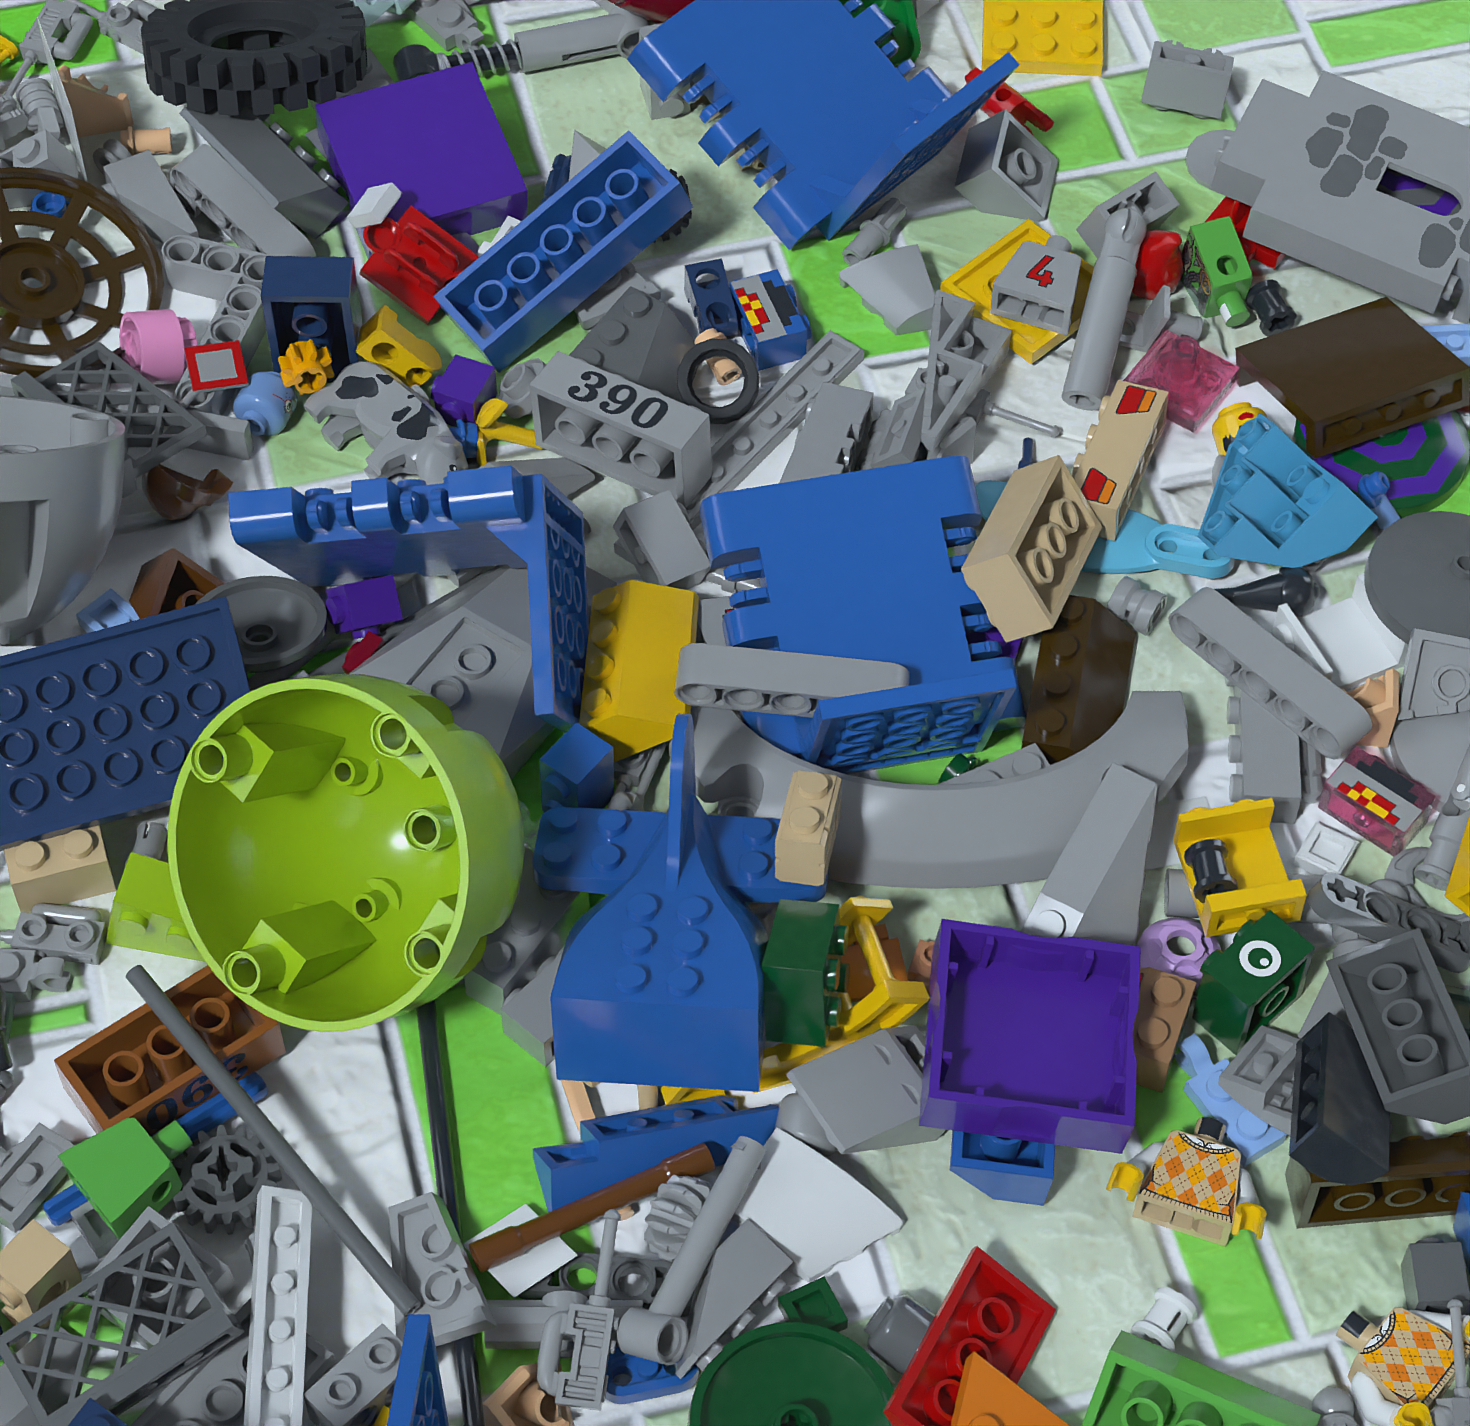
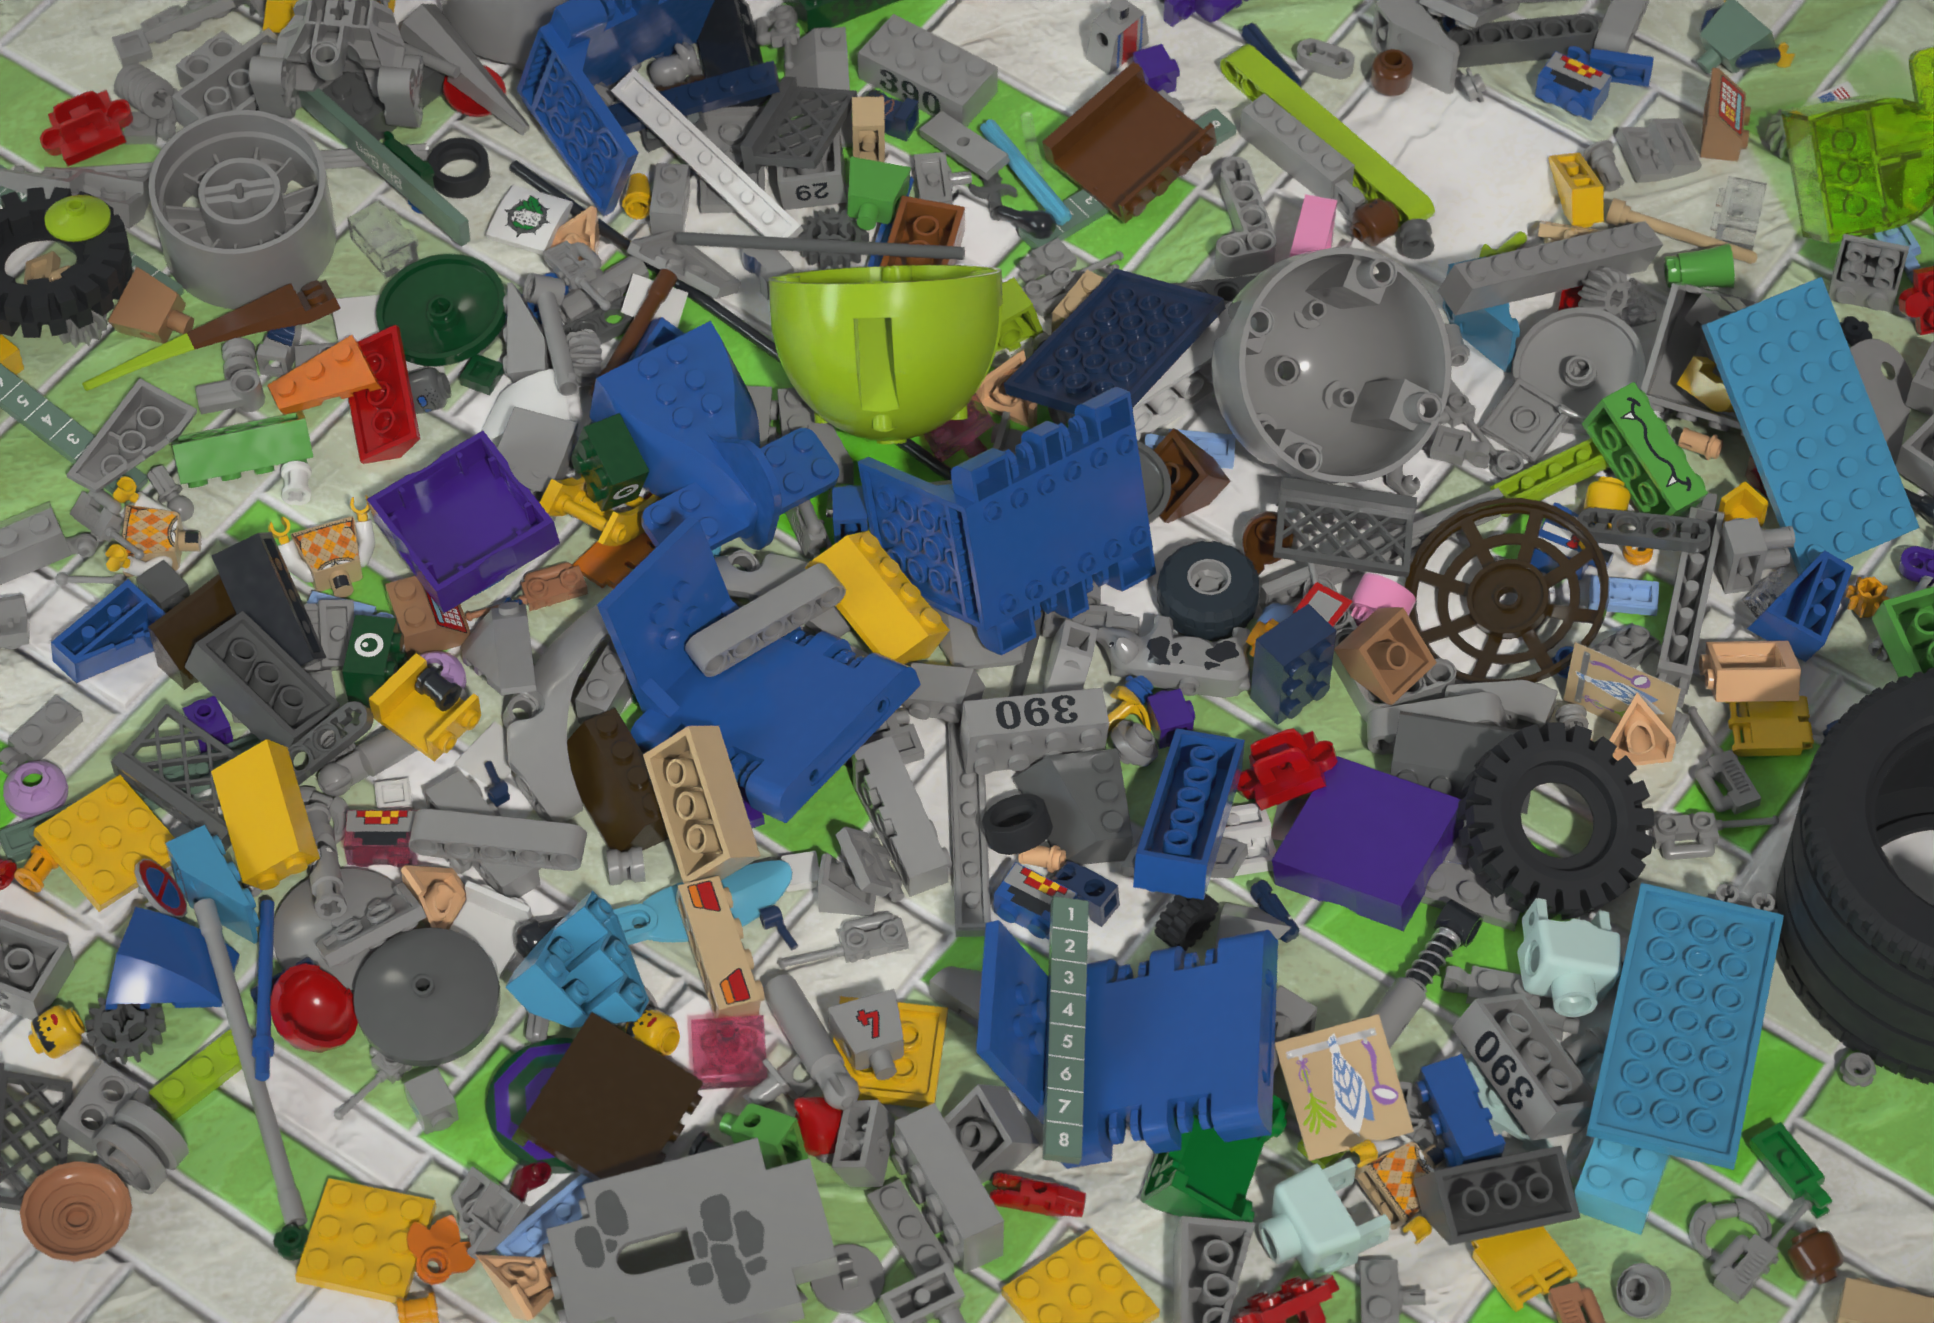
camera: 140 degrees right, 0 degrees up
(218, 277) = (1386, 654): none -> medium nougat slope
(293, 452) = (1208, 590): none -> black wheel
(345, 1181) = (765, 265): none -> light grey leg
(374, 205) = (1342, 757): white tile -> none
(397, 349) = (1222, 706): yellow leg -> none
(808, 828) = (662, 507): tan brick -> none
(848, 164) = (1065, 1031): none -> sand green tile
(960, 363) = (877, 942): light grey wedge -> none
(1089, 132) = (948, 1189): none -> light grey brick
(1141, 144) = (907, 1229): none -> light grey plate
(1206, 776) = (498, 793): none -> dark blue hand
(1372, 491) = (530, 1039): blue arm -> none

